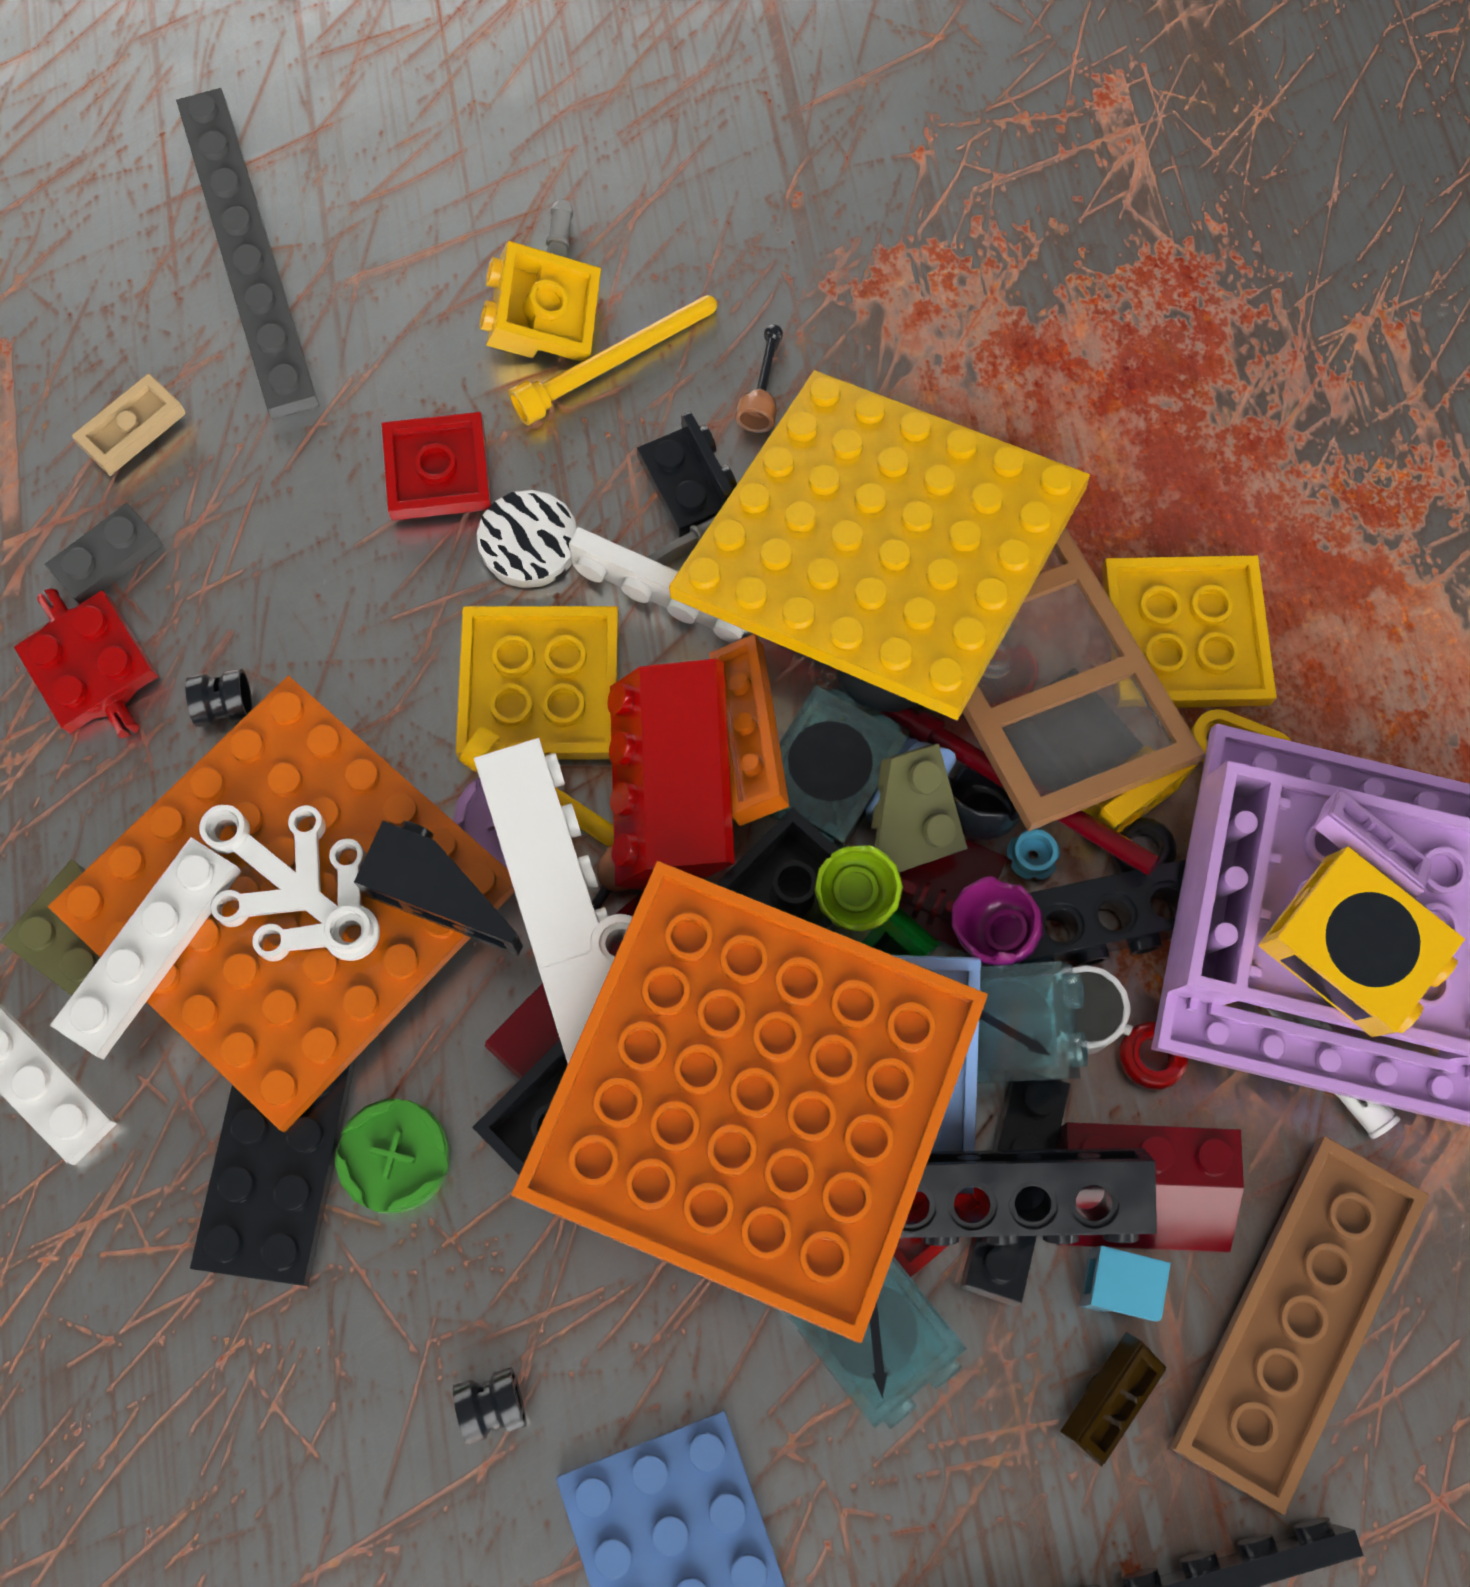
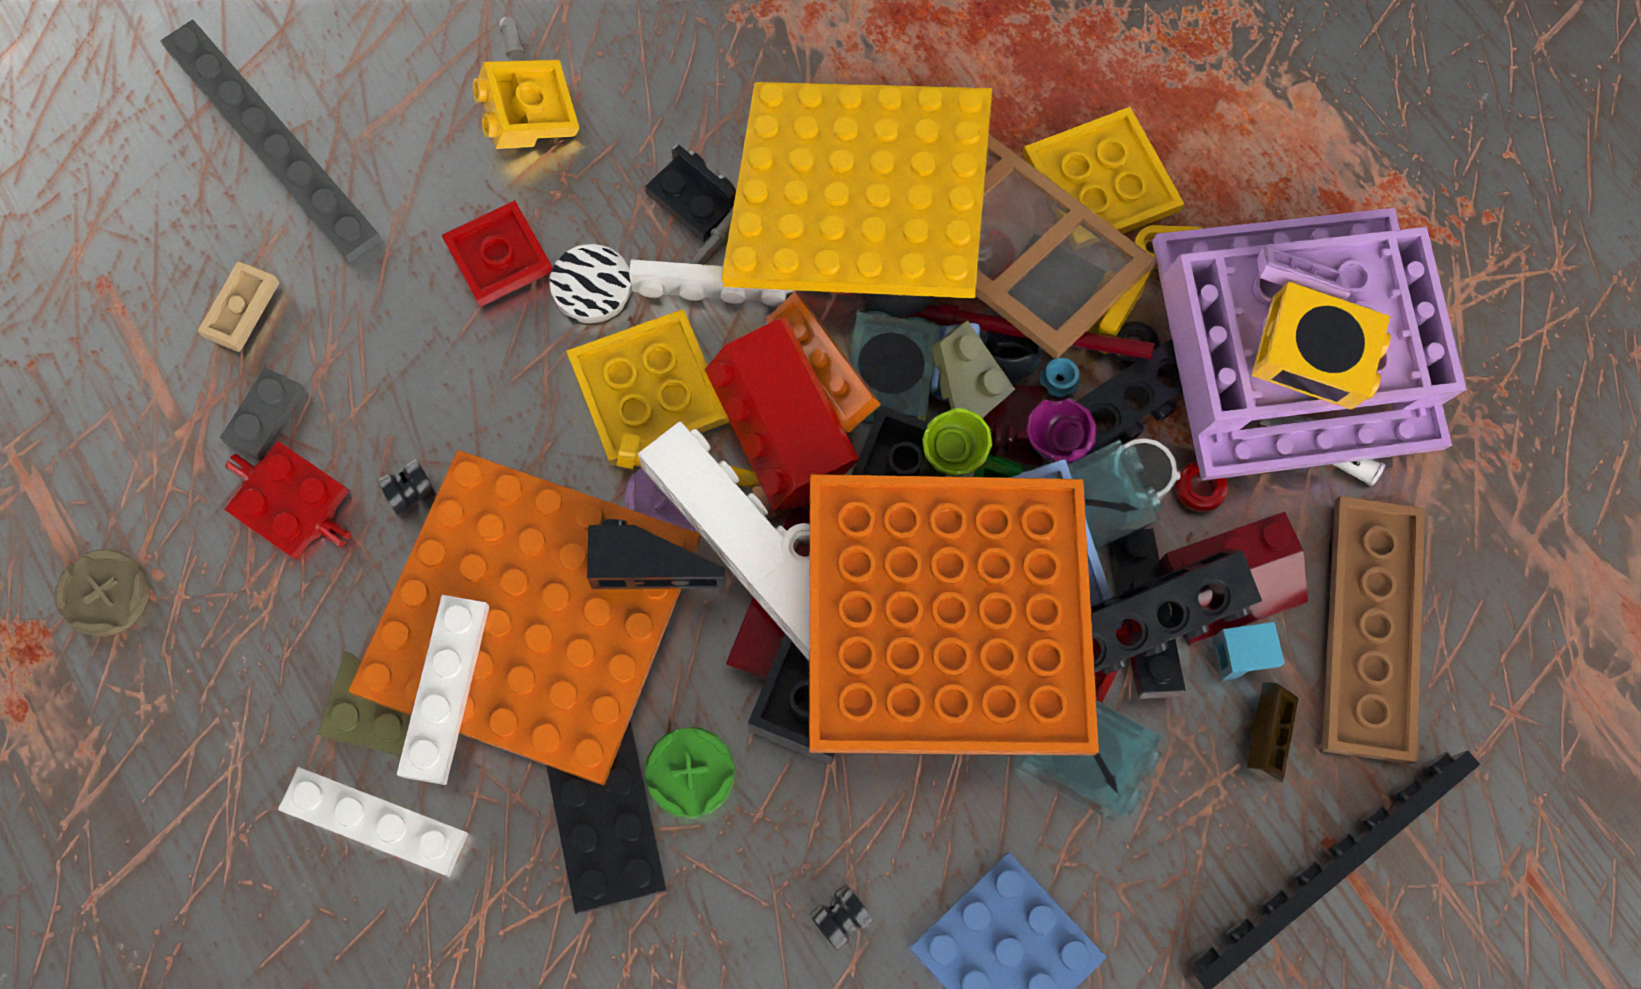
camera: 25 degrees left, 0 degrees up
(296, 889) = (539, 603): white plant -> none
(534, 398) = (549, 177): yellow piece -> none
(758, 408) = (722, 126): nougat hinge -> none

